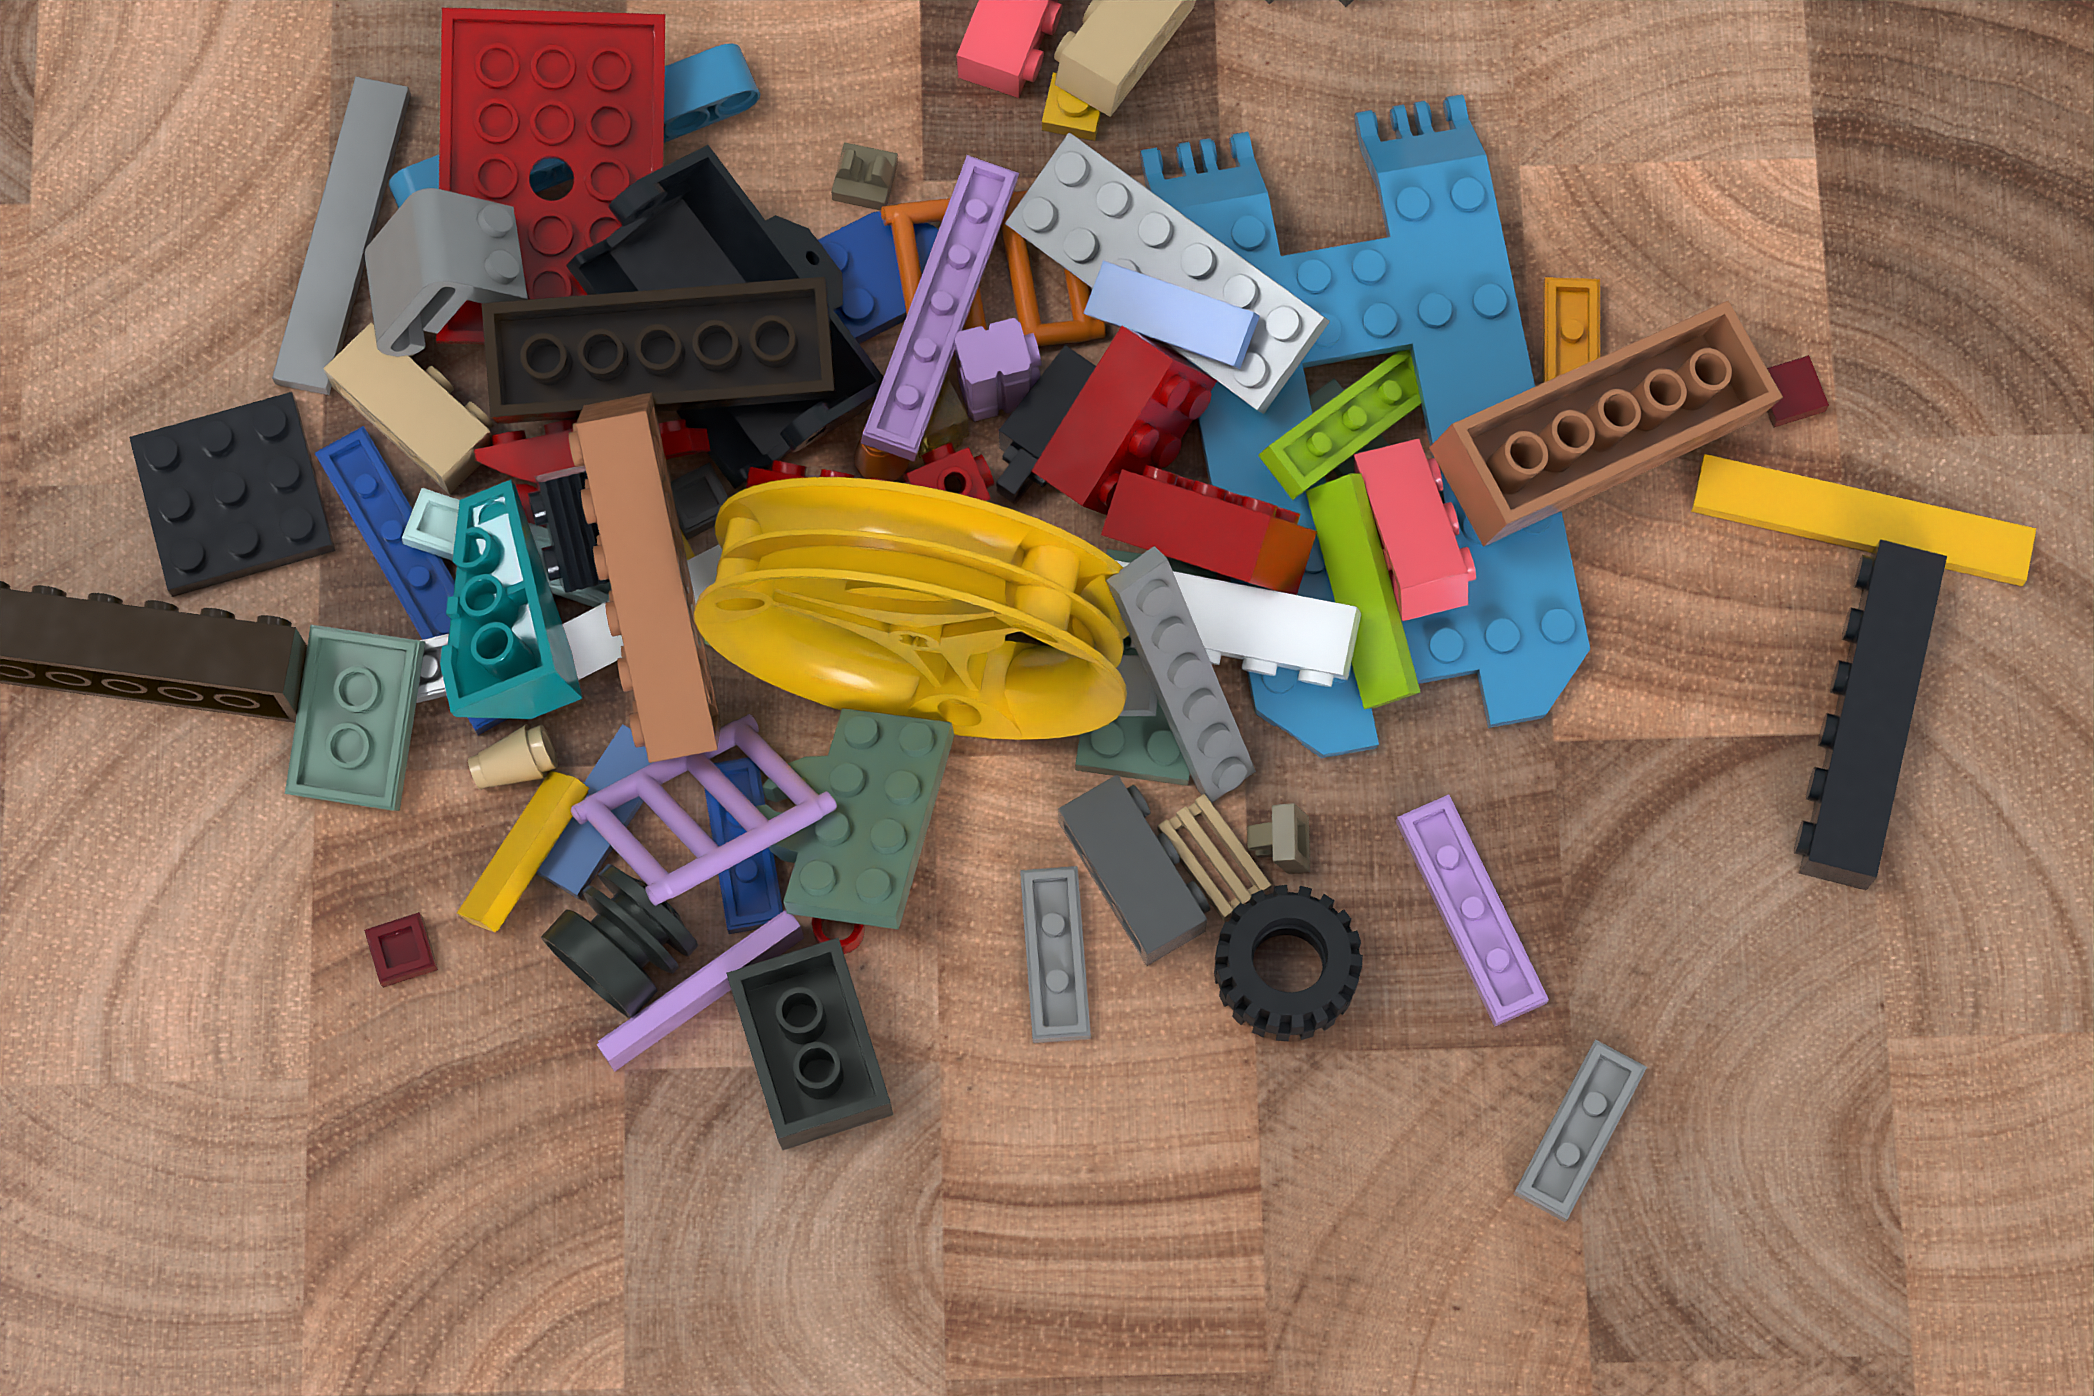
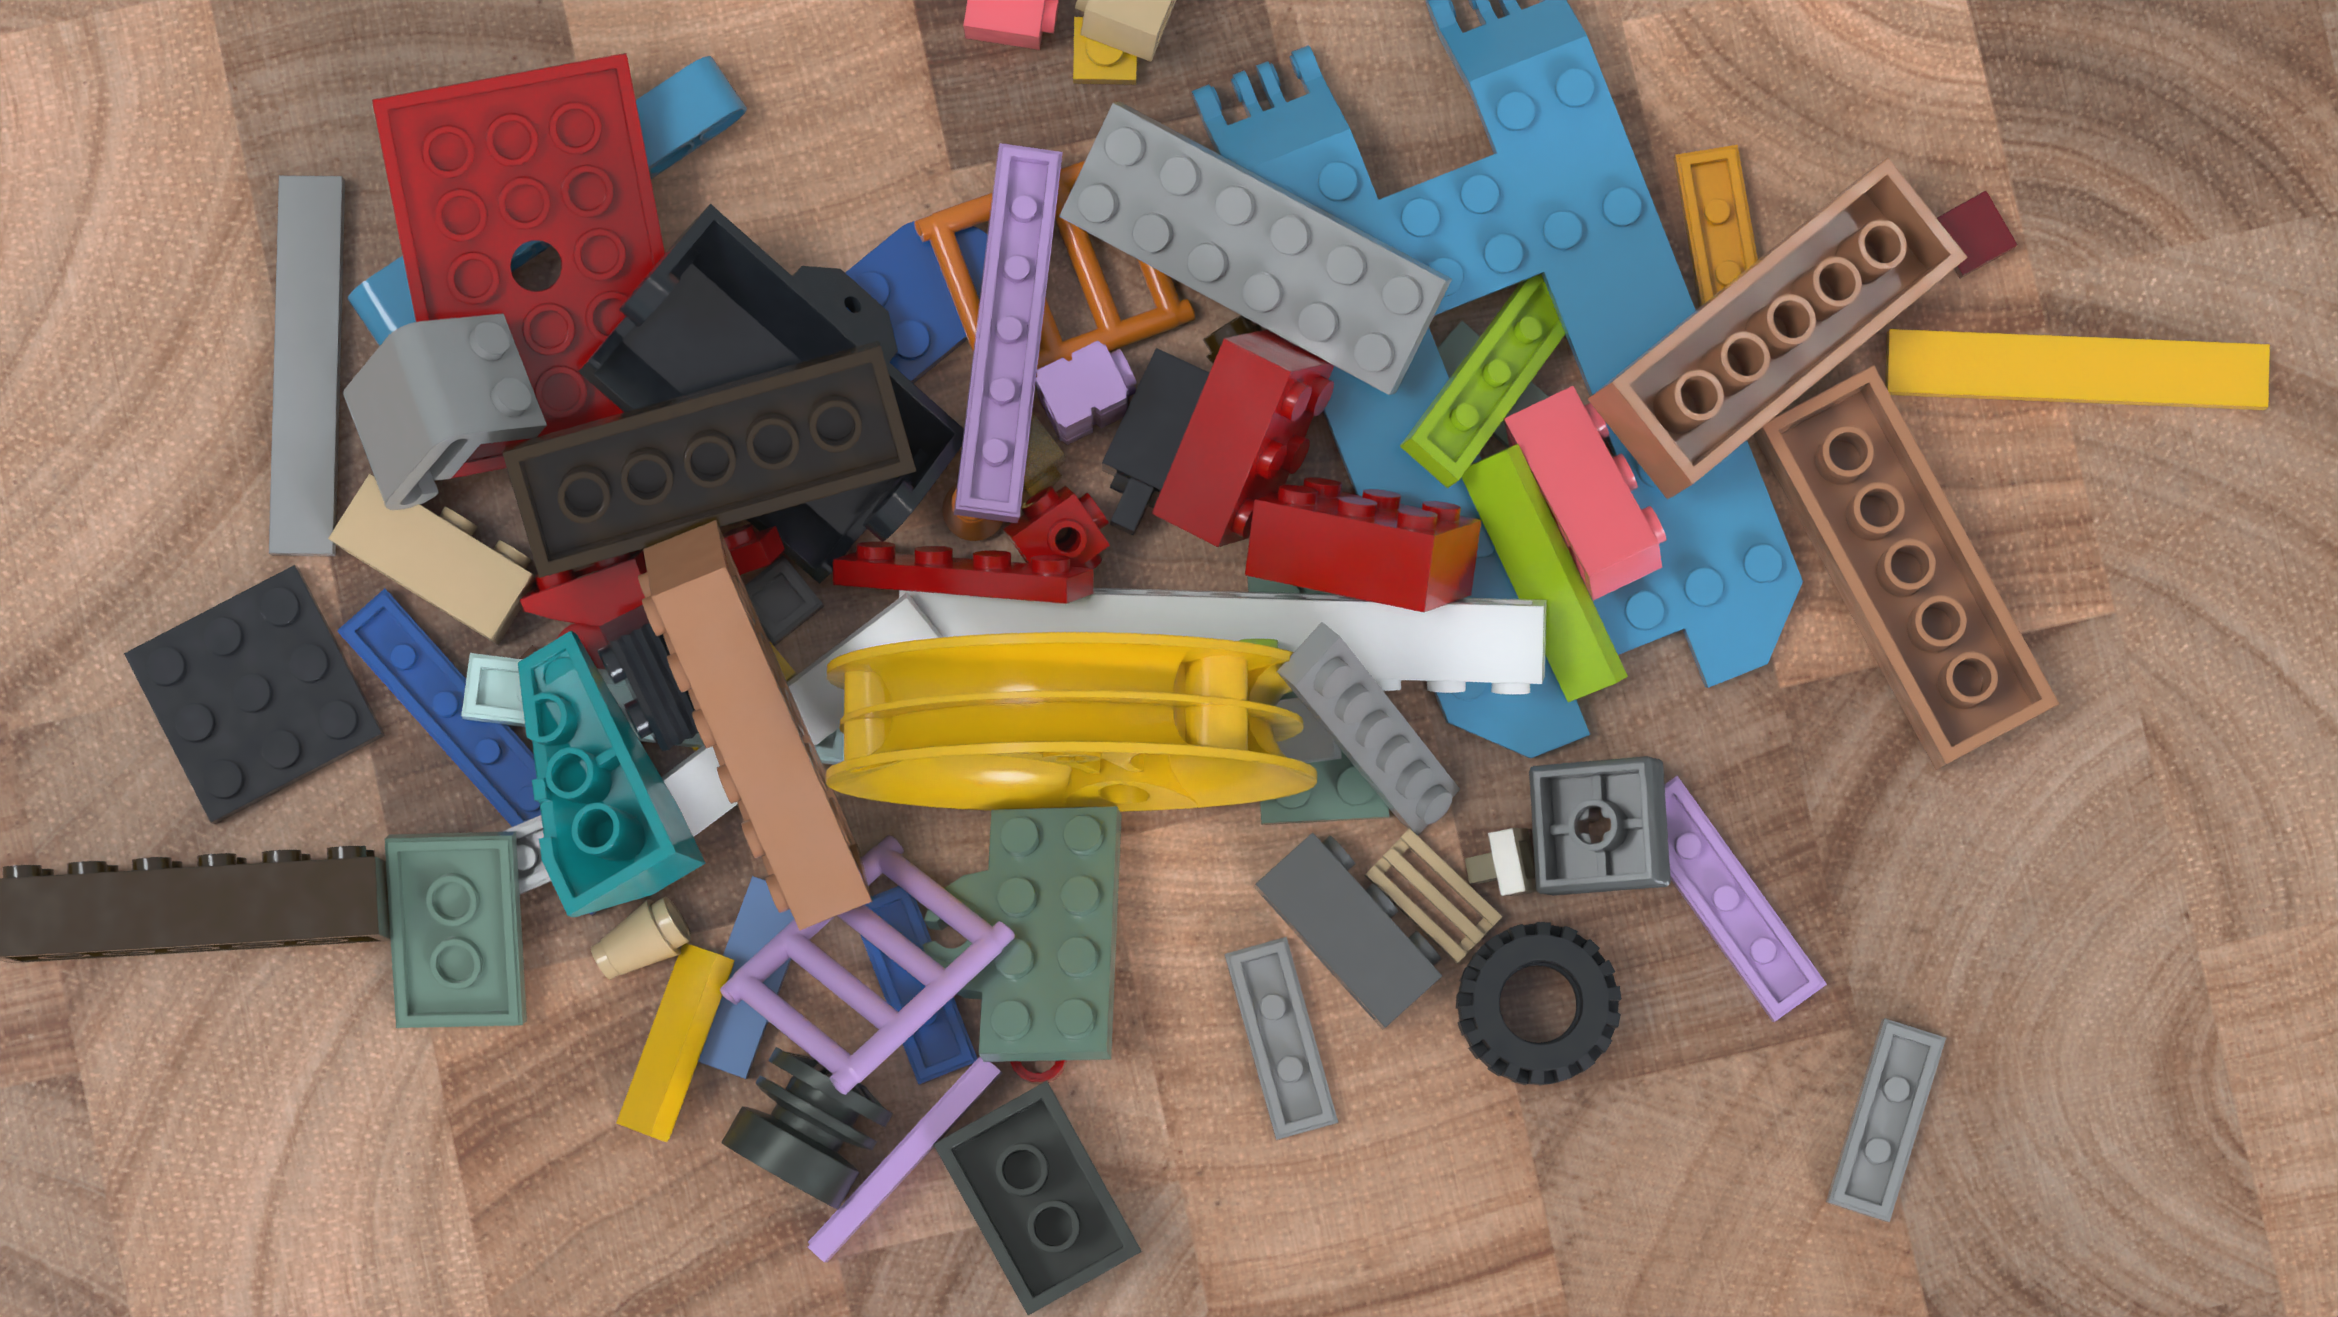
camera: 15 degrees left, 10 degrees up
(401, 949) = (564, 1175): dark red tile -> none
(864, 176) = (885, 181): dark tan tile -> none
(1171, 314) = (1273, 304): tile -> none
(1349, 794) = (1571, 797): none -> dark grey brick
(1683, 652) = (1905, 567): none -> nougat brick
(1871, 714) = (2123, 594): black brick -> none

